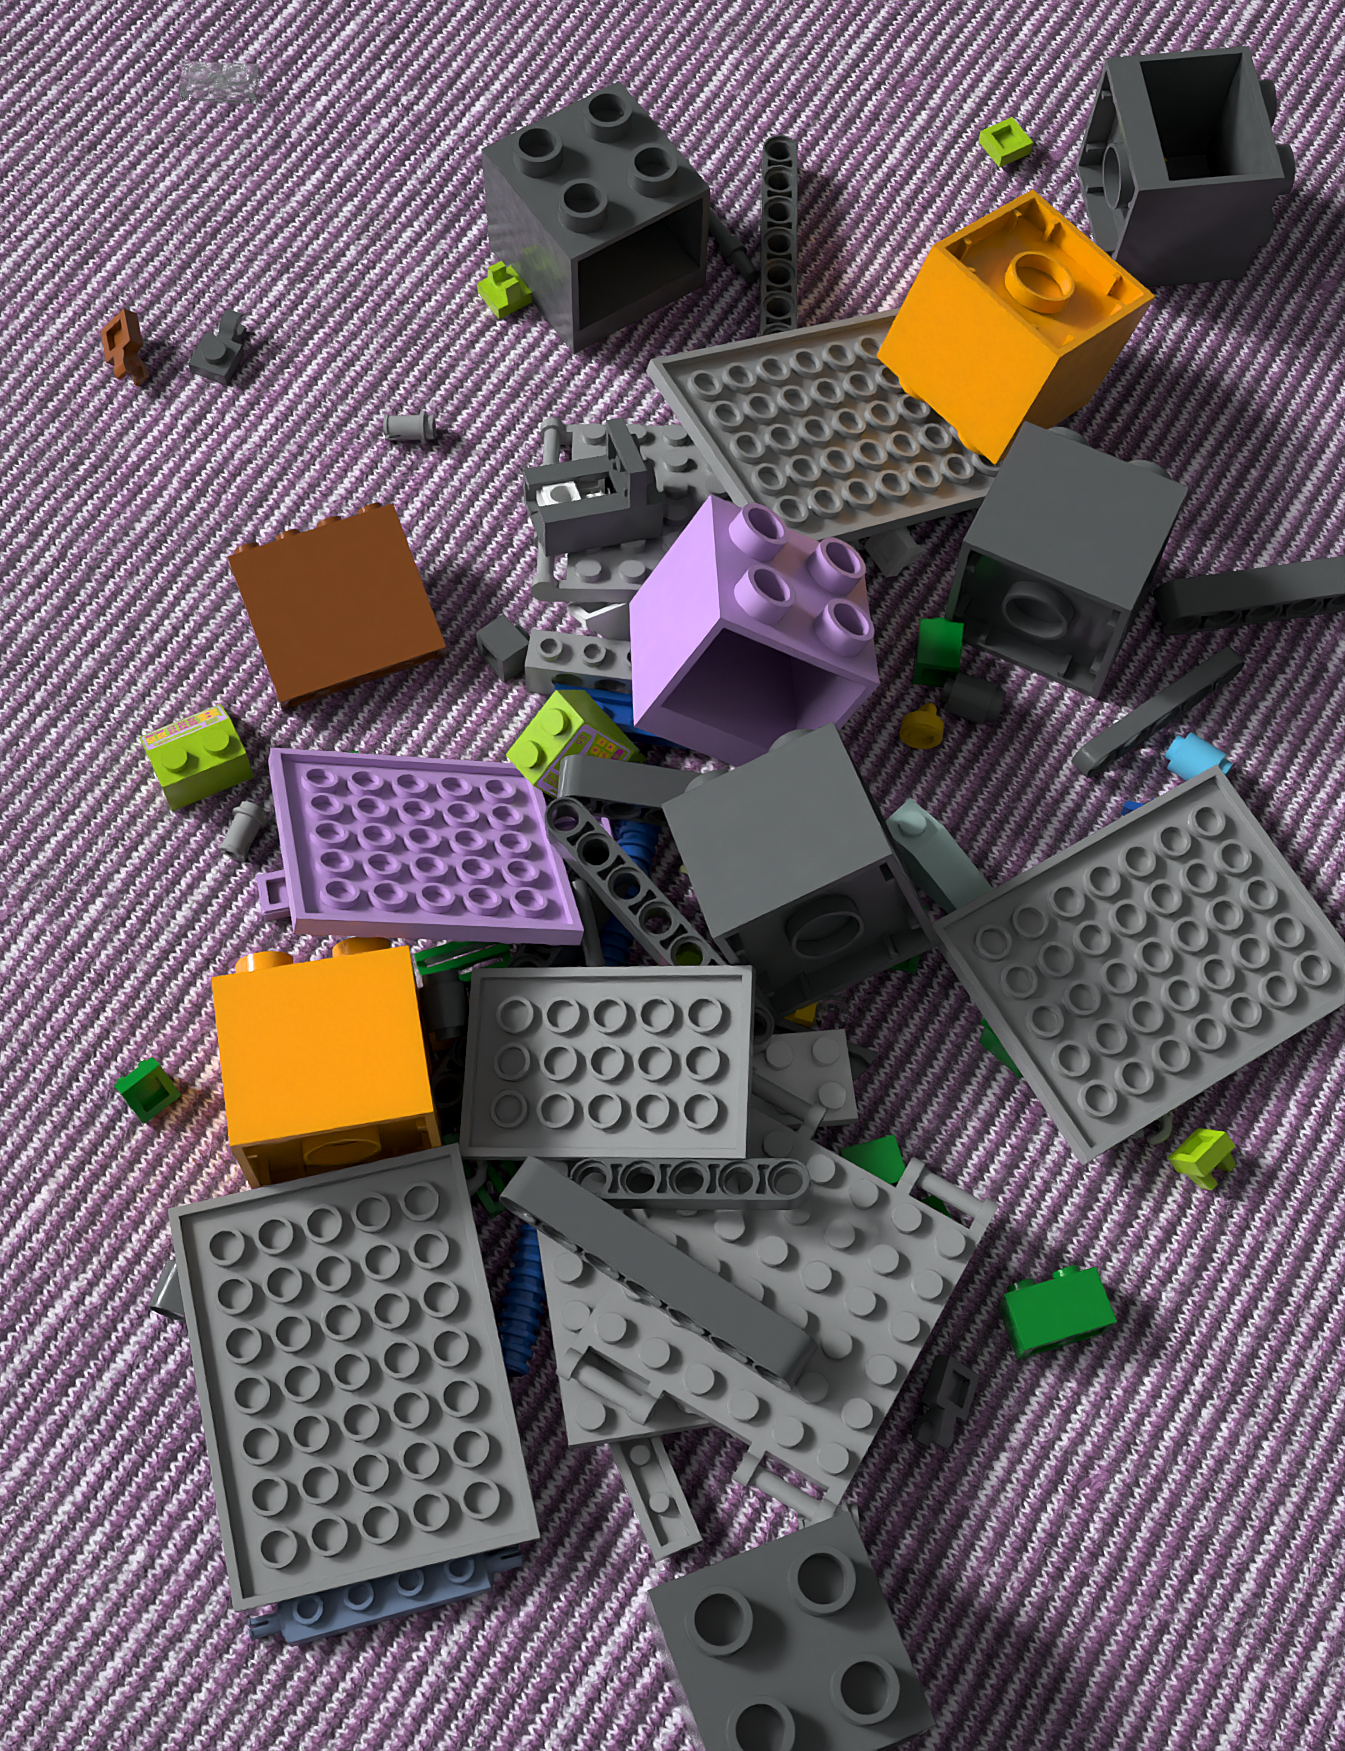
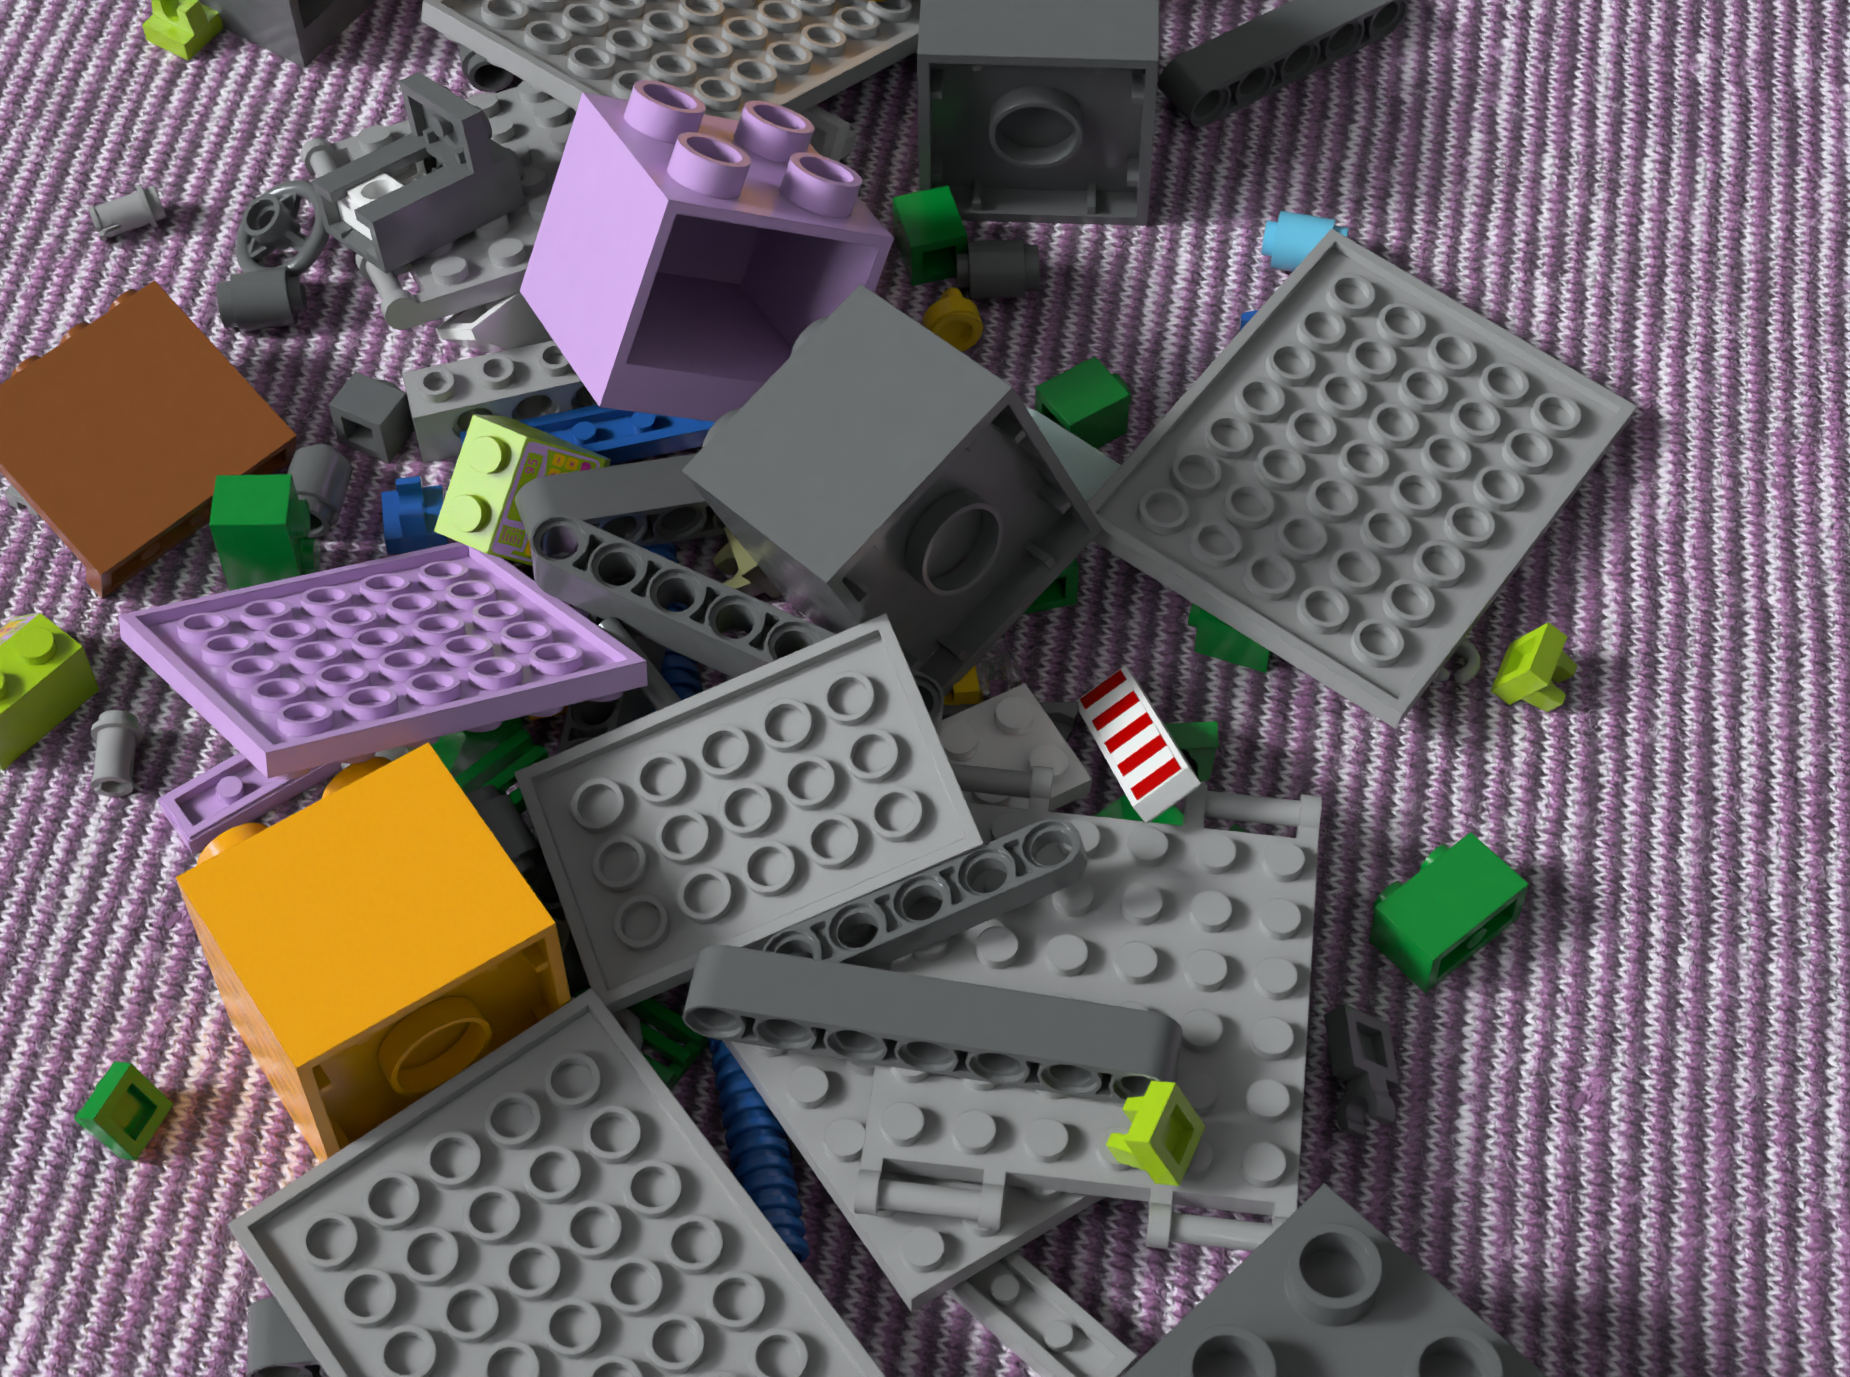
camera: 20 degrees left, 10 degrees down
(392, 715) = (261, 530): none -> green brick
(444, 688) = (322, 479): none -> dark grey brick
(469, 529) = (261, 299): none -> dark grey brick
(498, 475) = (272, 224): none -> dark grey piece
(500, 731) = (412, 516): none -> blue tile
(769, 1415) = (1161, 1133): none -> lime tile
(894, 1110) = (1137, 745): none -> tile
(937, 1109) = (1199, 743): none -> green tile
(984, 829) = (1086, 402): none -> green brick
(1158, 712) = (1229, 209): dark grey beam -> none

